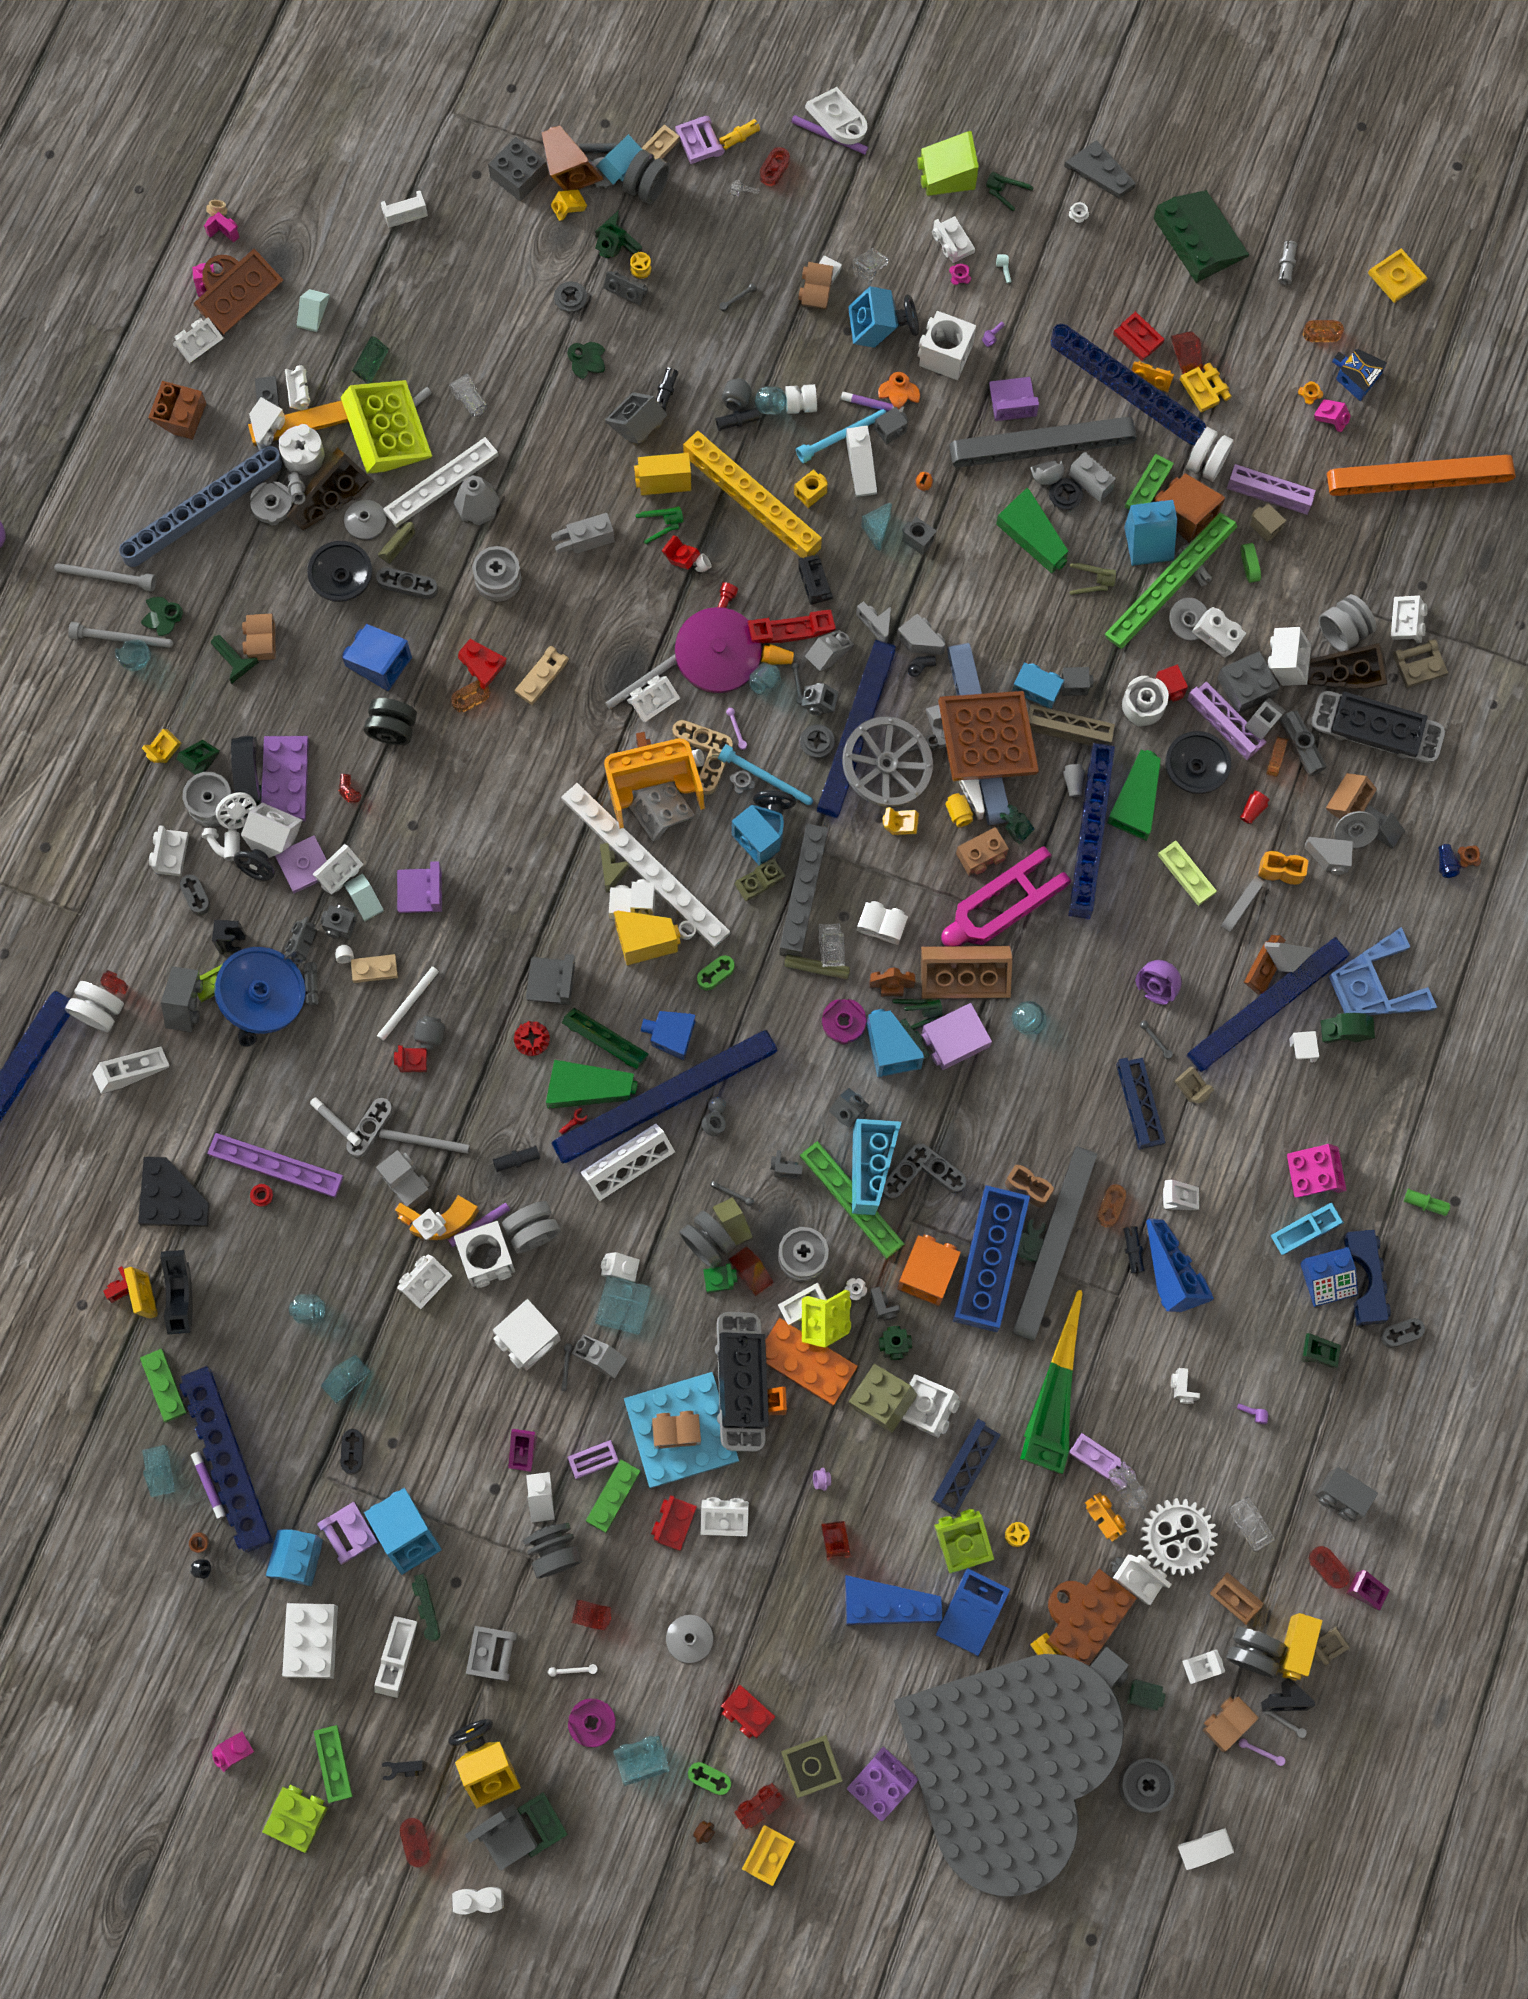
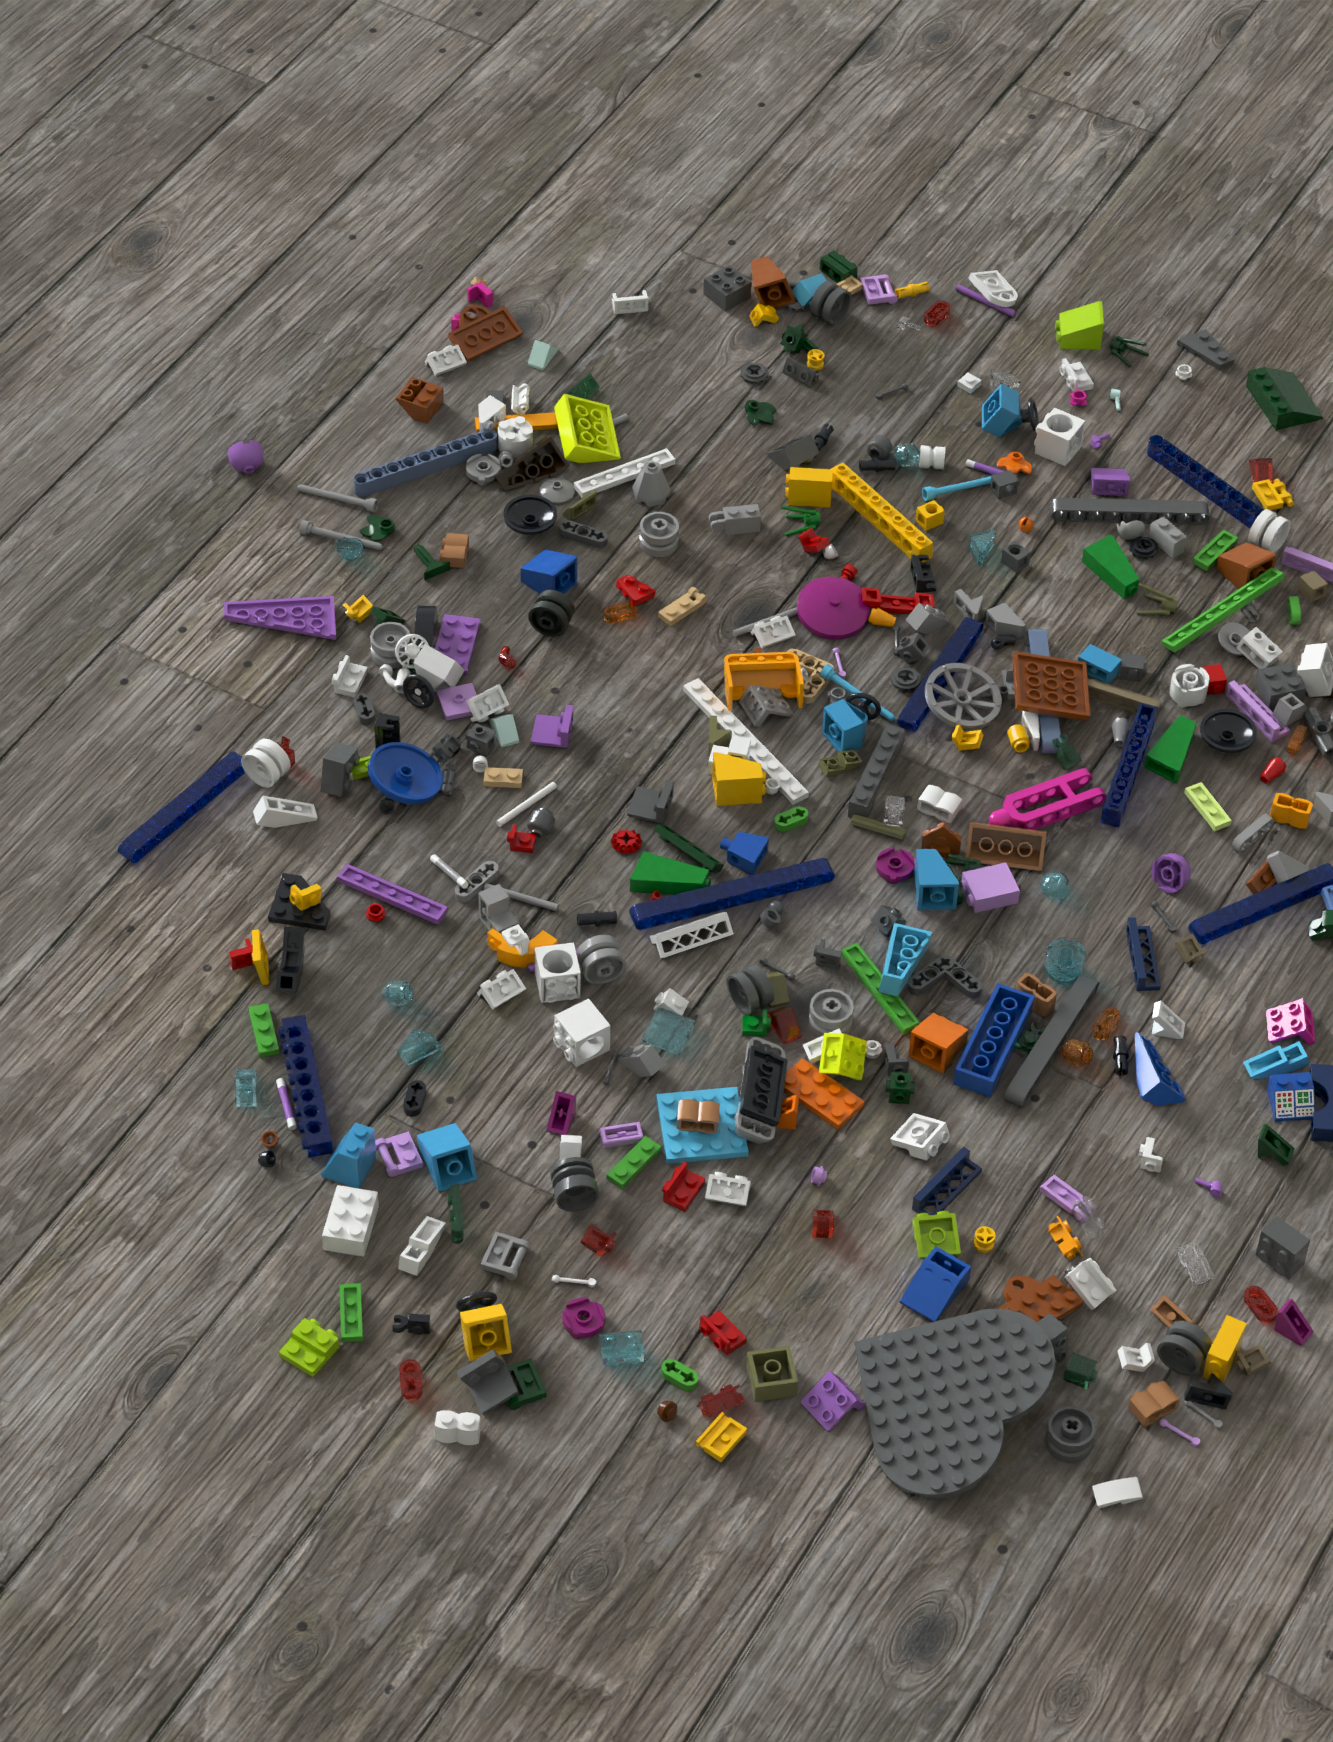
camera: 10 degrees right, 25 degrees down
(89, 767) = (299, 615): none -> medium lavender wing
(176, 1199) = (305, 898): none -> yellow bracket
(231, 1751) = (264, 1289): dark pink bracket -> none
(466, 391) = (657, 419): clear piece -> none
(646, 113) = (837, 267): none -> dark green brick
(692, 1651) = (681, 1281): light grey dish -> none
(764, 679) = (869, 631): clear light blue head -> none
(817, 285) = (958, 388): medium nougat brick -> none
(861, 460) = (975, 502): white slope -> none
(883, 1398) = (882, 1121): olive brick -> none
(887, 1604) = (862, 1270): blue wedge -> none
(982, 852) = (1033, 767): medium nougat brick -> none
(1048, 1427) = (1025, 1165): green plate -> none
(1052, 1119) = (1064, 961): none -> clear light blue brick
(1085, 1256) = (1077, 1052): none -> clear orange head
(1138, 336) = (1221, 455): red plate -> none
(1151, 532) = (1211, 574): dark azure slope -> none
(1157, 377) = (1233, 480): light orange hinge -> none
(1186, 1557) = (1131, 1257): white gear -> none
(1305, 1045) = (1293, 932): white panel -> none

